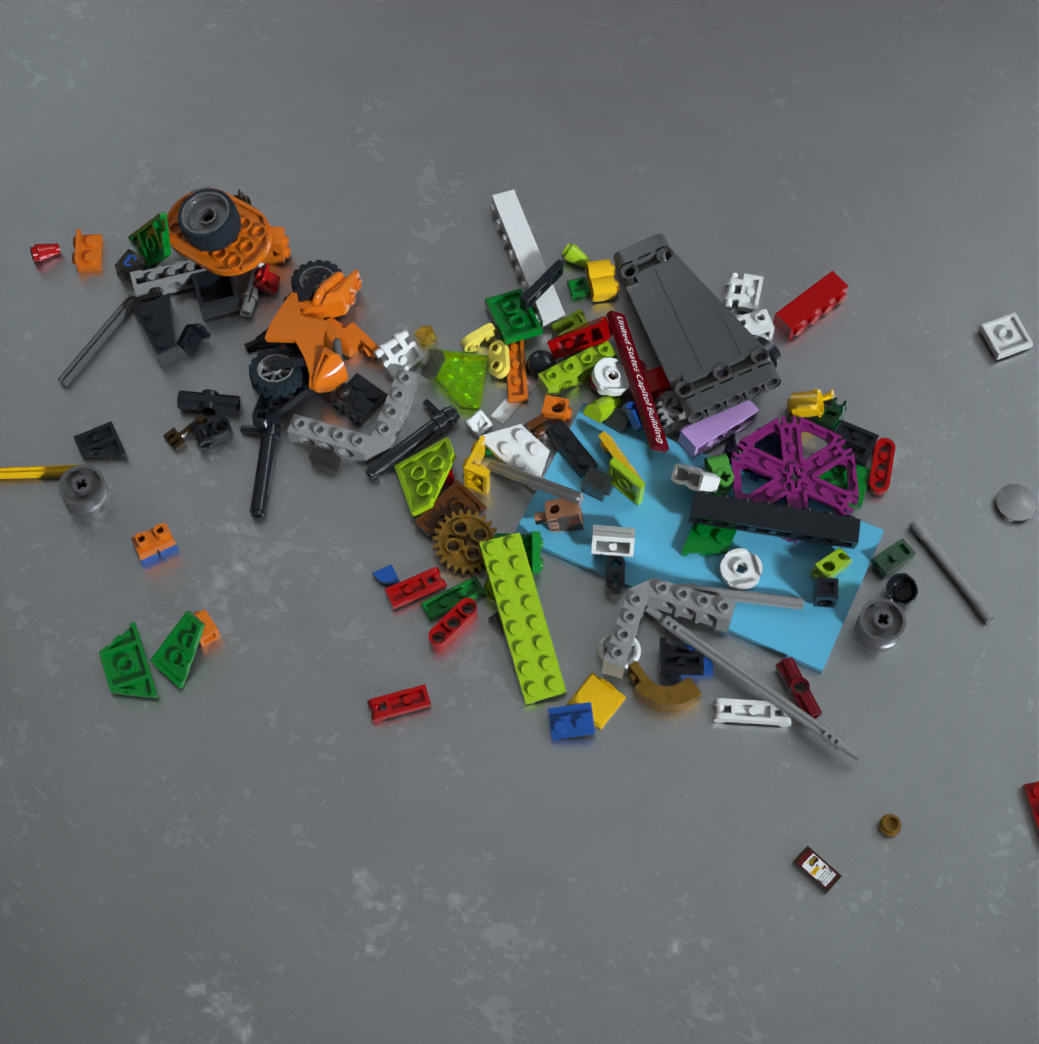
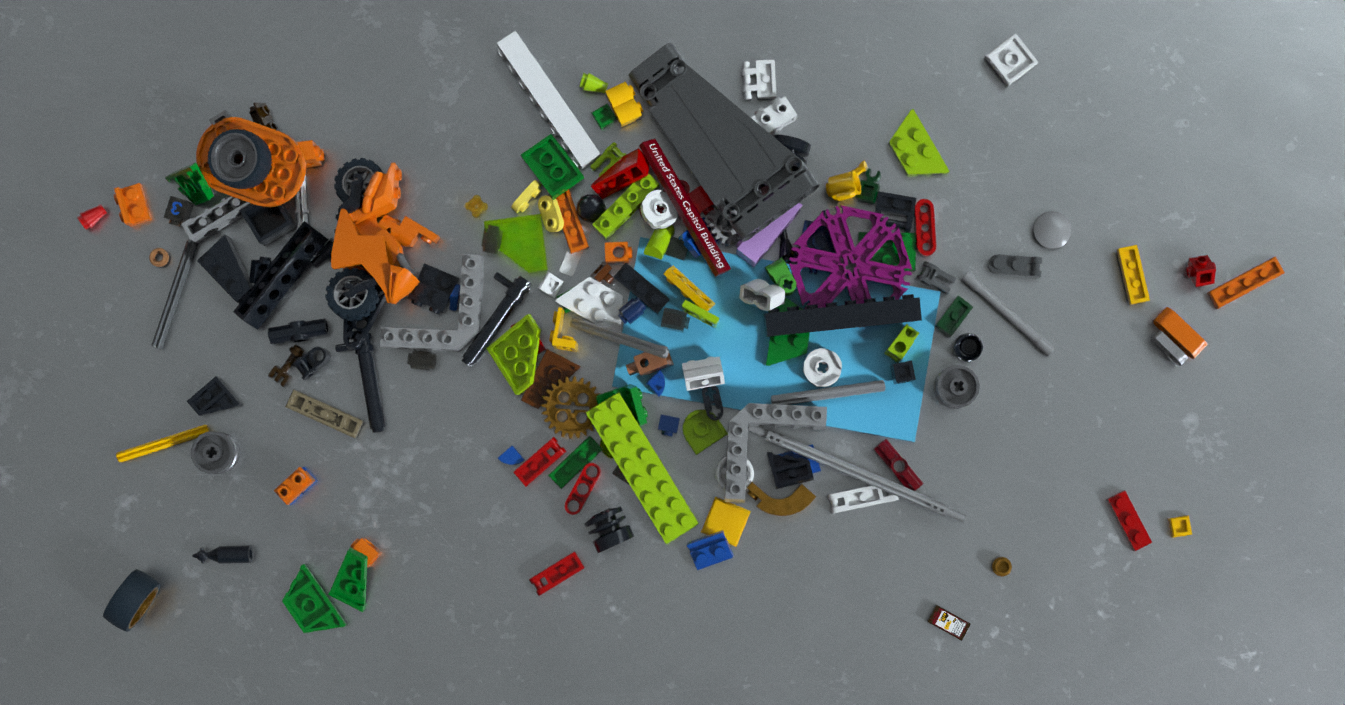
camera: 10 degrees left, 20 degrees up
(58, 593) = (226, 554): none -> black wheel
(95, 298) = (153, 257): none -> medium nougat plate
(200, 345) = (280, 275): none -> black brick
(208, 485) = (324, 413): none -> dark tan plate
(266, 280) = (311, 191): red bracket -> none
(377, 408) = (454, 298): none -> blue tile
(404, 358) = (461, 240): white plate -> none
(469, 668) = (609, 529): none -> black wheel
(541, 285) = (571, 132): black tile -> none
(555, 464) = (631, 310): none -> dark blue brick
(561, 541) = (657, 383): none -> blue tile
(562, 585) = (668, 425): none -> dark blue plate
(595, 603) = (701, 431): none -> lime tile
(810, 305) = (824, 77): red brick -> none
(882, 516) = (928, 275): none -> dark grey piece
(889, 393) = (915, 148): none -> lime wing
(969, 526) = (1014, 265): none -> dark grey plate

